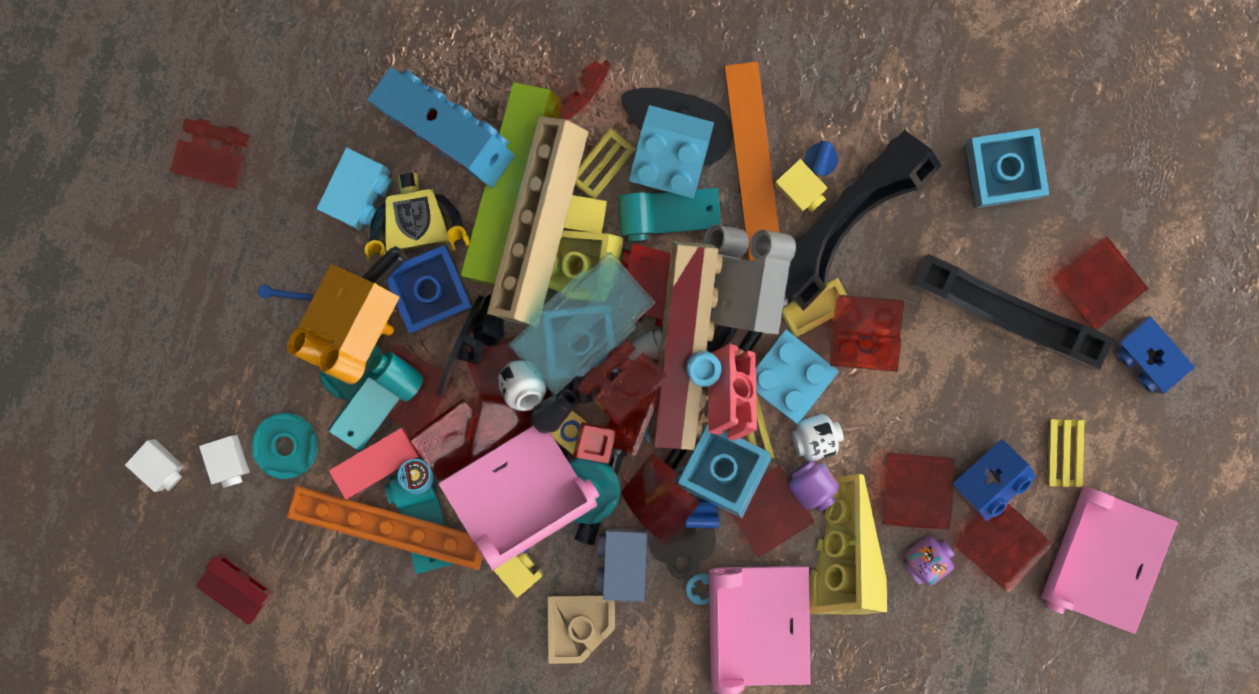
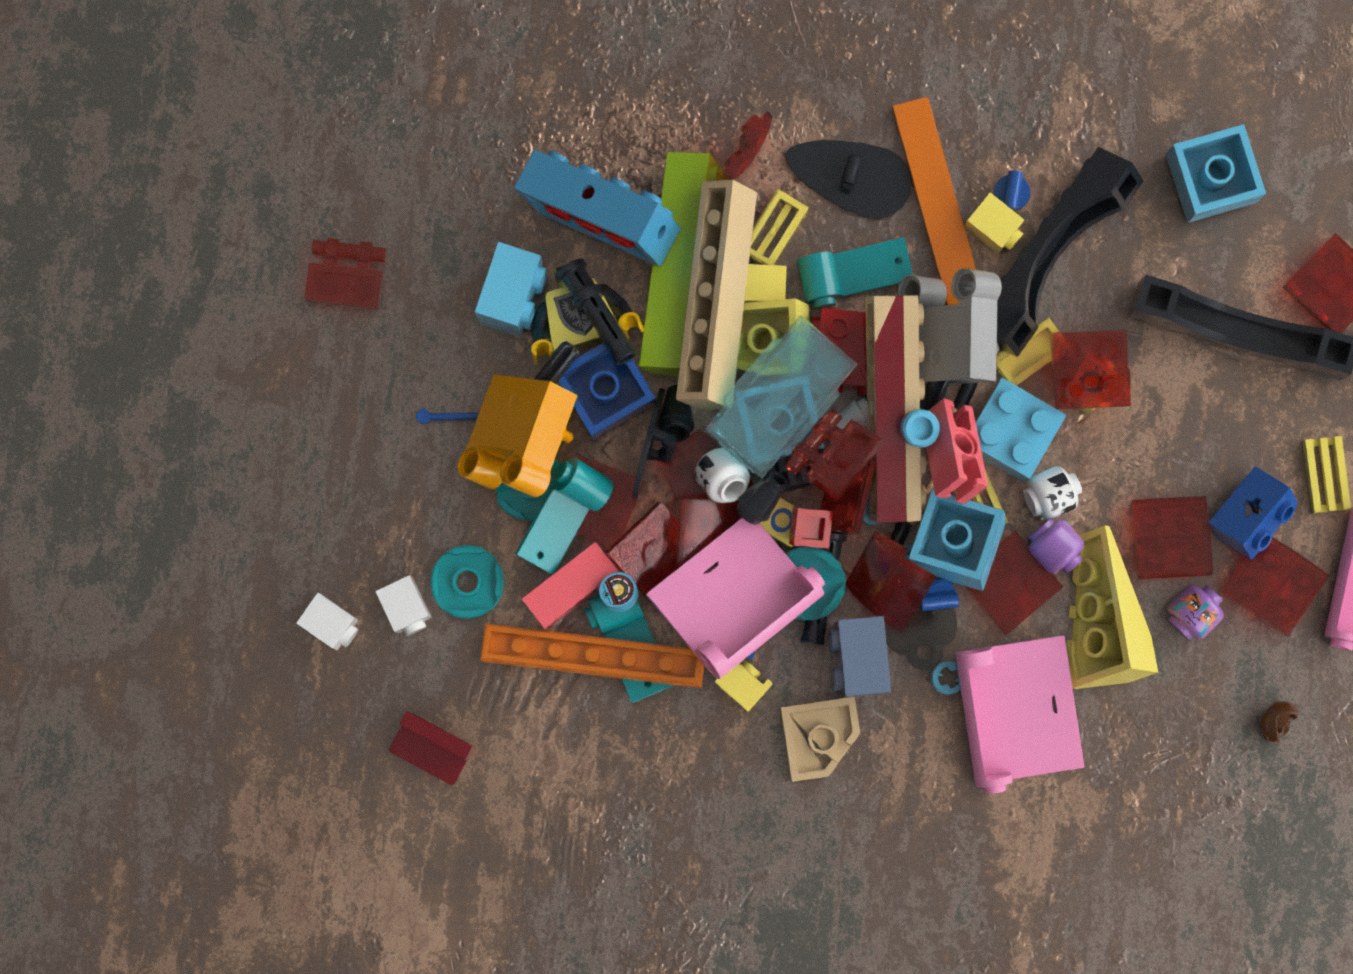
camera: 10 degrees left, 5 degrees down
(423, 206) = (588, 297): none -> black pin
(671, 151) = (849, 203): medium azure brick -> none
(987, 667) = (1277, 721): none -> reddish brown plate

